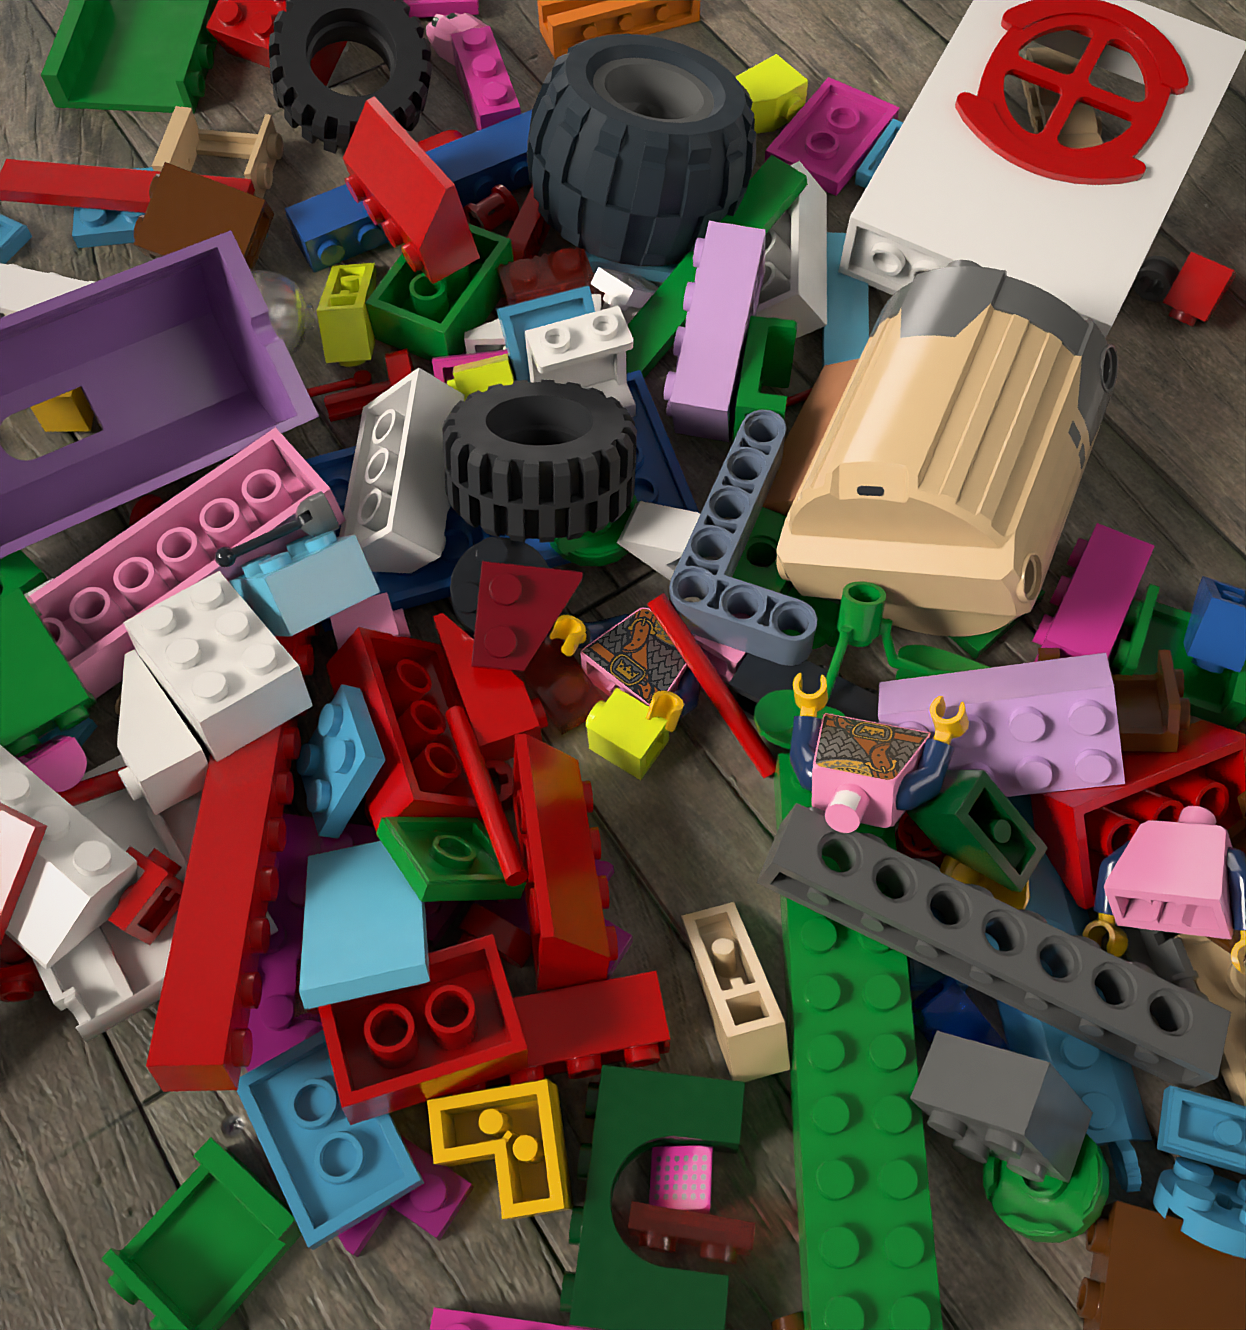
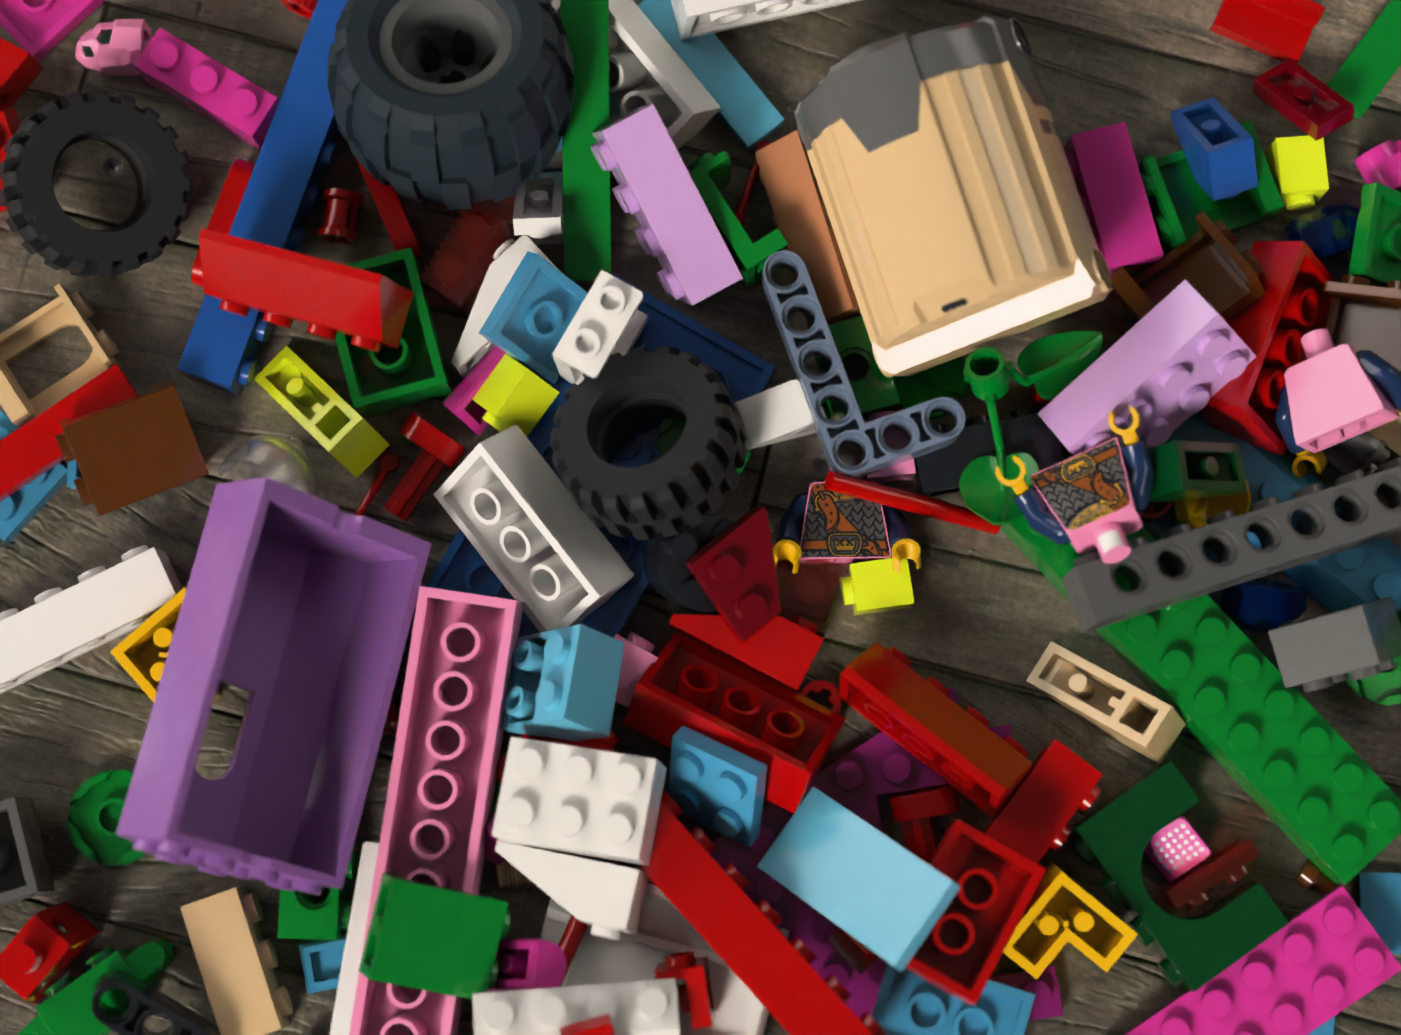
camera: 40 degrees left, 20 degrees up
(312, 516) = (529, 634): hinge -> none
(446, 858) = (863, 787): green tile -> none
(486, 797) = (839, 722): red bar -> none

